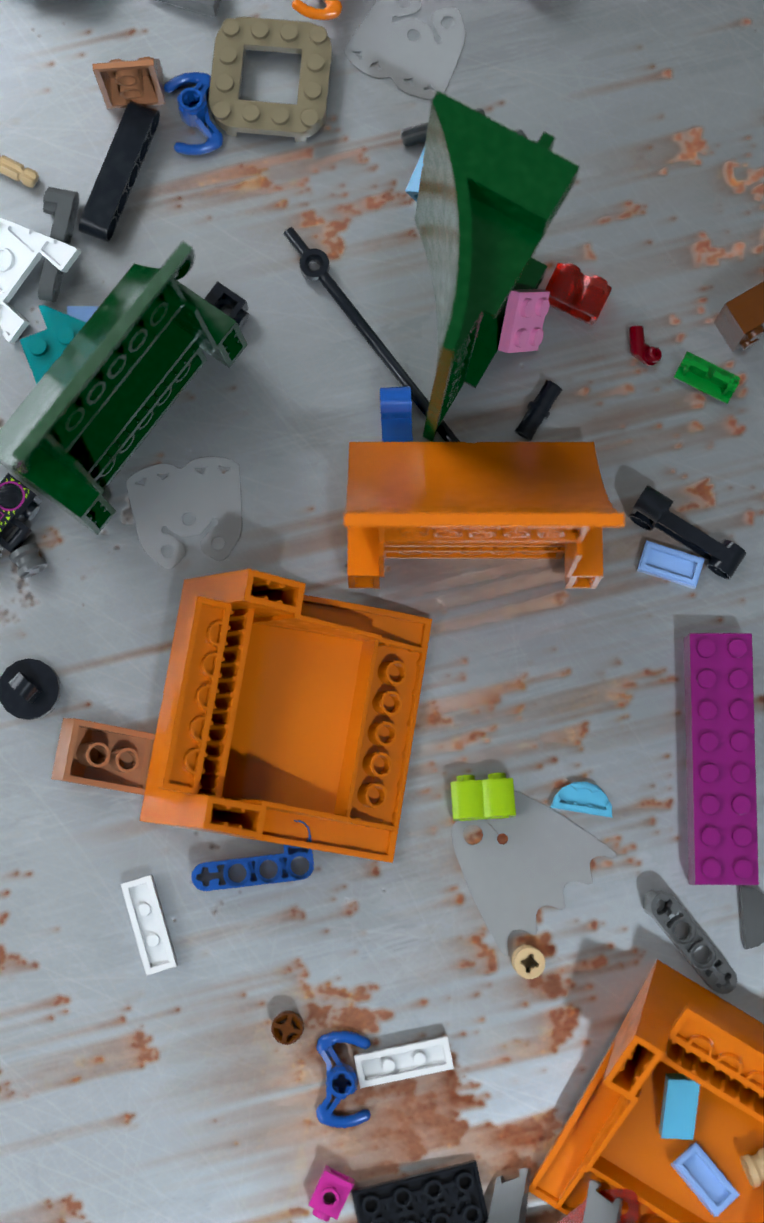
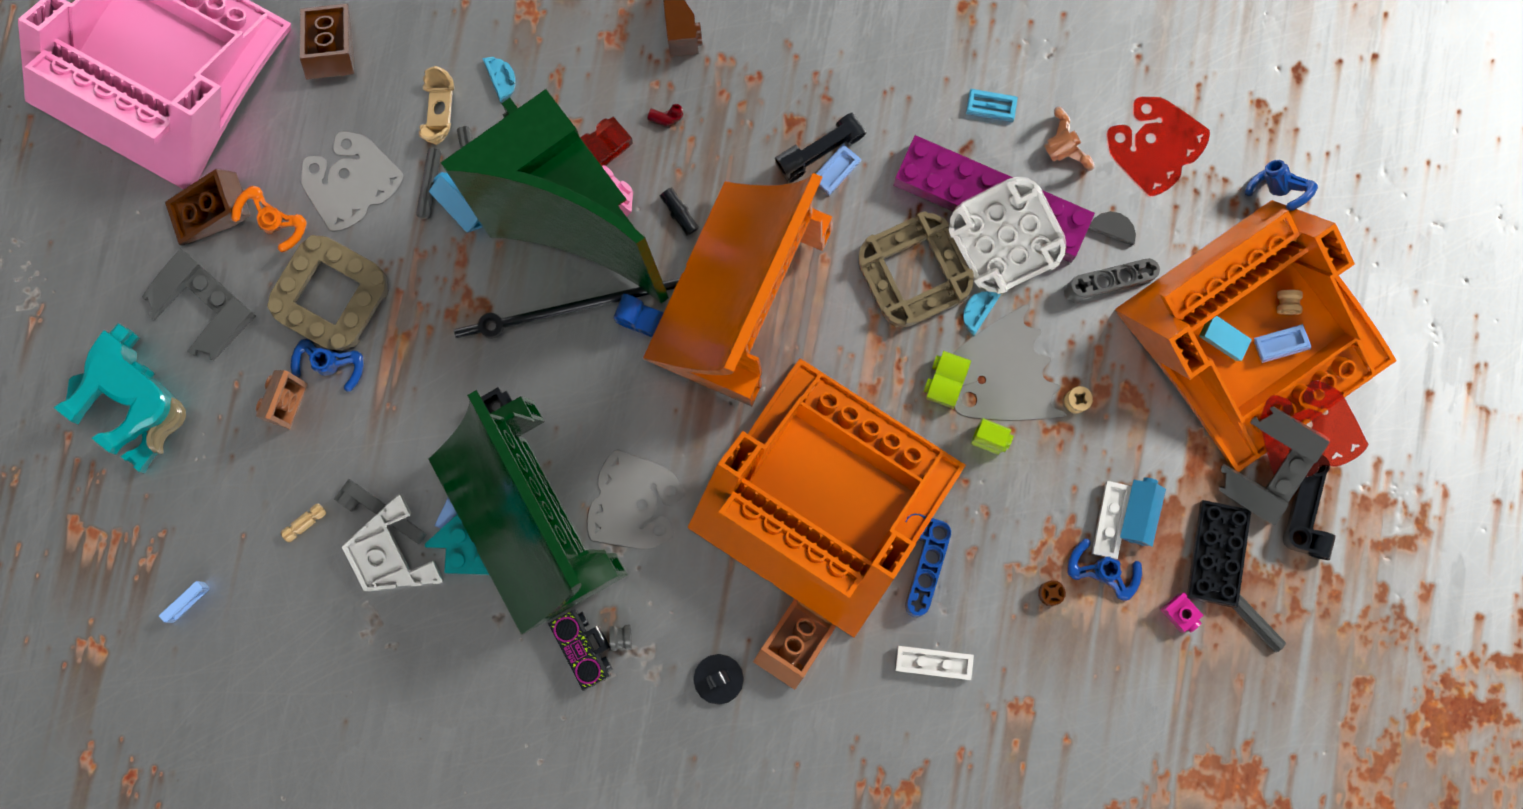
camera: 65 degrees left, 0 degrees up
(119, 171) = (347, 440): black beam -> none
(429, 1095) = (1143, 512): none -> dark azure brick
(436, 878) = (992, 437): none -> lime brick
(558, 88) = (440, 89): none -> tan piece
(600, 150) = (501, 77): none -> medium azure tile
(623, 671) = (901, 237): none -> dark tan plate
(683, 793) = (1008, 234): none -> white tile
(707, 377) = (710, 80): green hinge -> none

